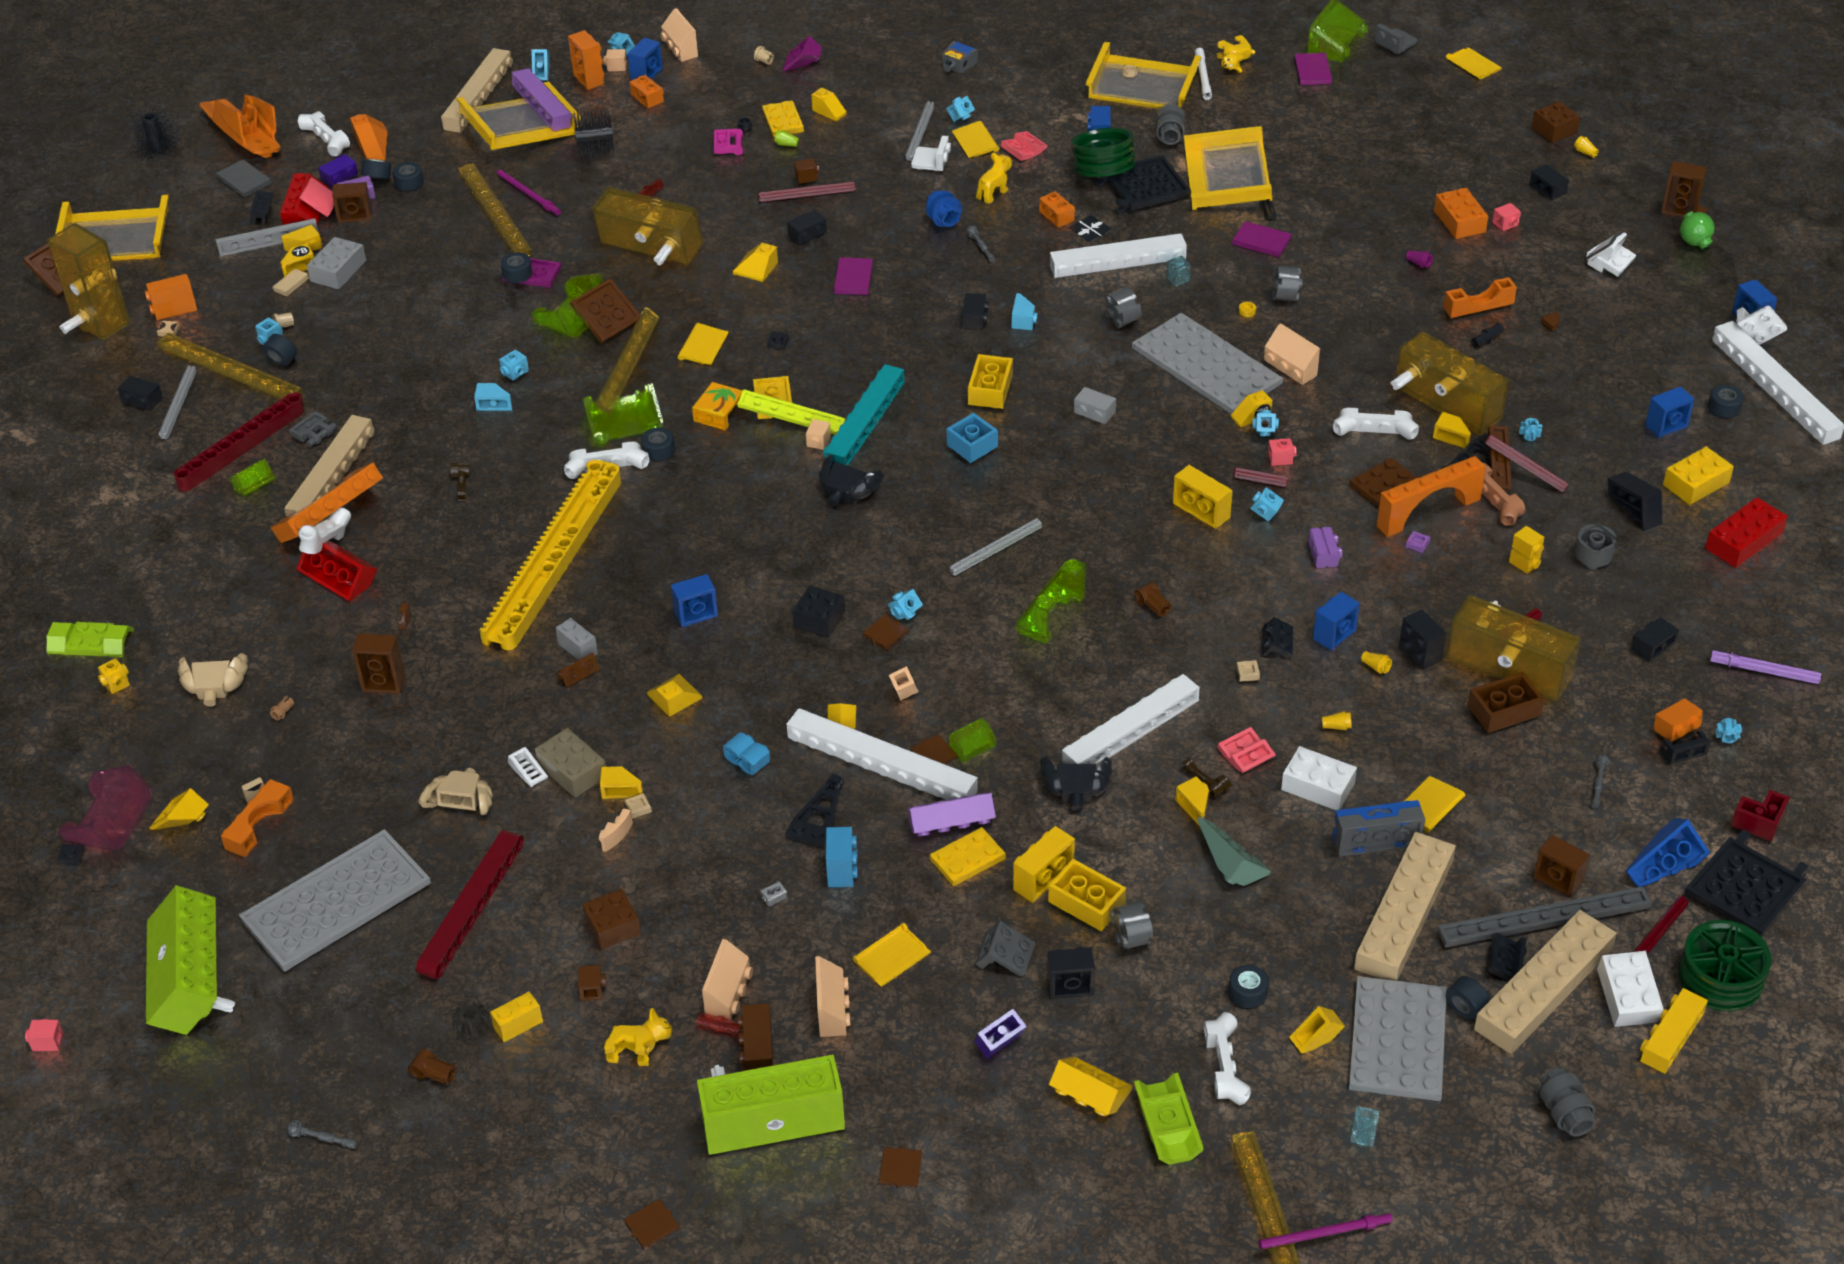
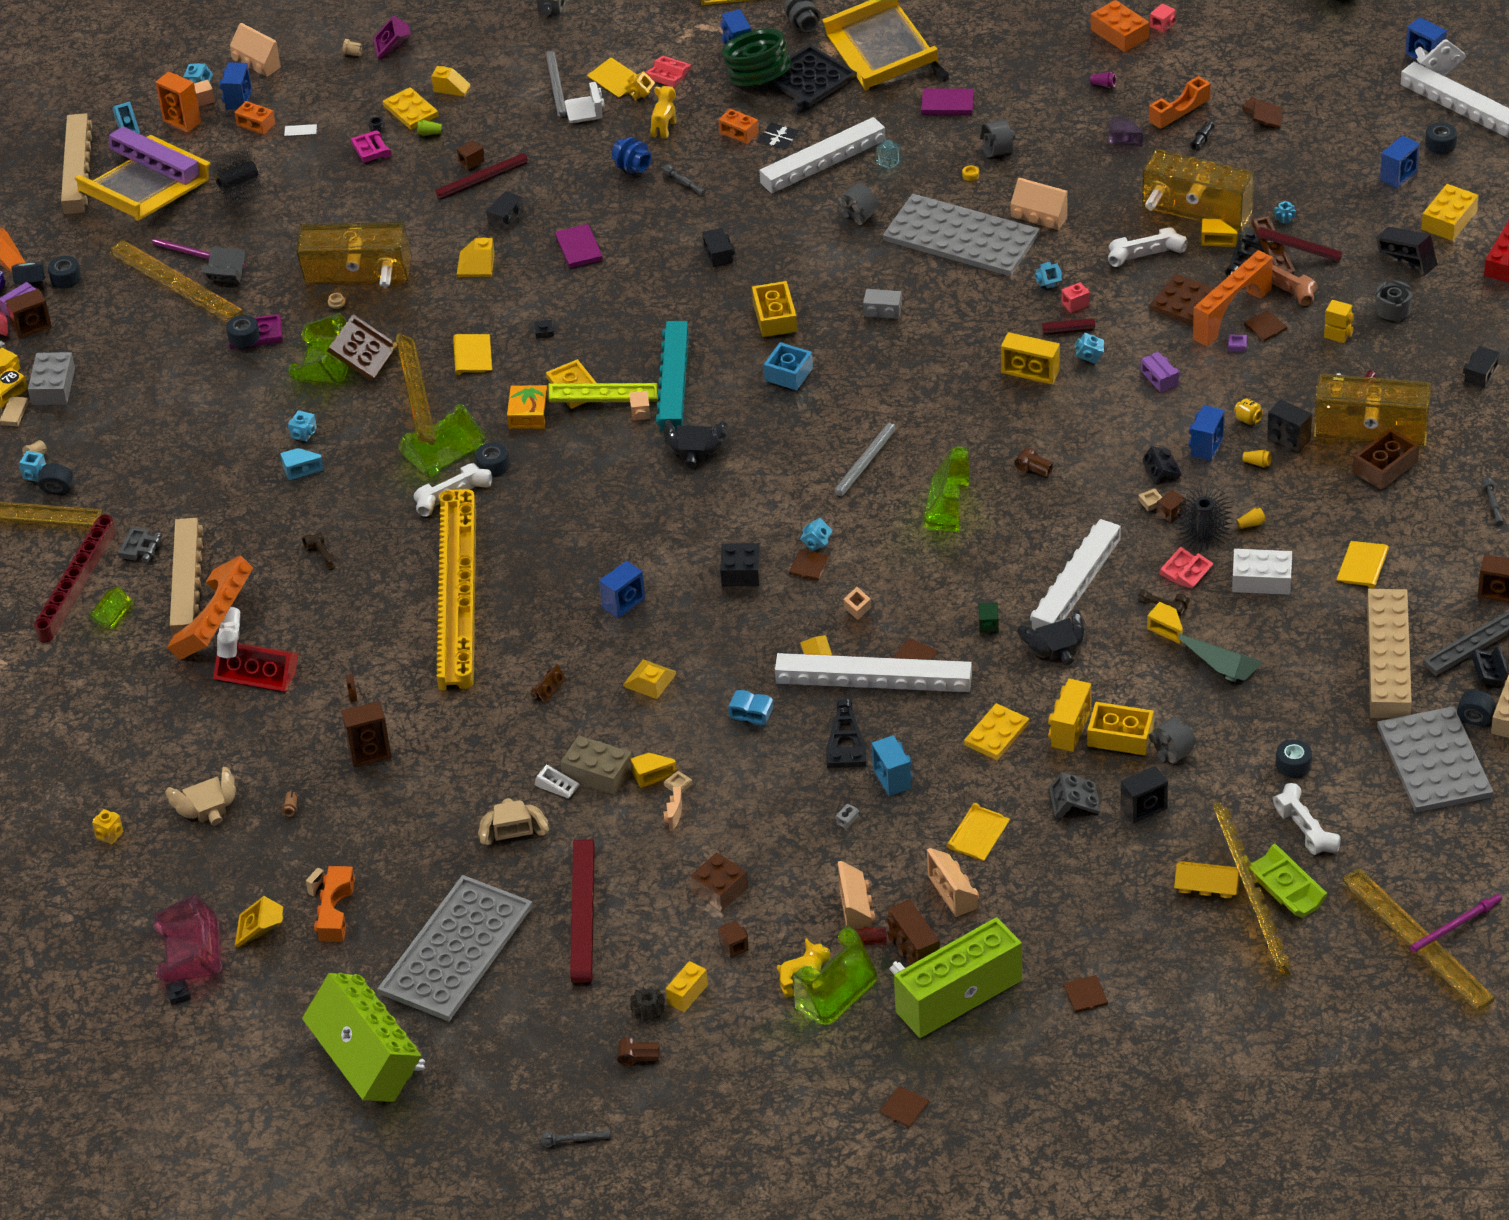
camera: 20 degrees left, 0 degrees up
(44, 1035) = (267, 1143): coral brick -> none
(87, 639) = (55, 803): lime piece -> none
(540, 207) = (224, 265): none -> dark grey bracket
(576, 639) = (531, 658): light grey brick -> none
(615, 264) = (336, 300): none -> tan plate
(649, 190) = (325, 213): clear red pin -> none
(658, 1064) = (838, 984): none -> clear neon green windscreen
(680, 112) = (300, 130): none -> white sticker
(950, 813) = (964, 699): medium lavender brick -> none
(960, 108) = (586, 50): medium azure brick -> none
(972, 740) = (945, 633): clear neon green brick -> none
(986, 148) = (639, 85): none -> yellow brick
(1000, 1033) = (1111, 862): brick -> none
(1022, 738) = (988, 617): none -> dark green brick
(1023, 313) = (765, 236): medium azure slope -> none
(1125, 1119) = (1255, 894): none -> clear yellow plate
(1250, 407) = (1027, 264): yellow slope -> none
(1263, 683) = (1167, 506): none -> reddish brown brick
(1285, 705) = (1204, 517): none -> black piece
(1317, 1030) = (1367, 774): yellow slope -> none
(1364, 1126) = (1445, 835): clear light blue brick -> none
(1377, 827) = (1334, 596): dark grey piece -> none
(1390, 612) = (1248, 411): none -> yellow head
(1413, 311) = (1125, 132): none -> clear purple slope
(1455, 533) = (1265, 325): none -> reddish brown piece
(1562, 331) = (1267, 114): none -> reddish brown piece
(1611, 255) = (1275, 29): white piece -> none

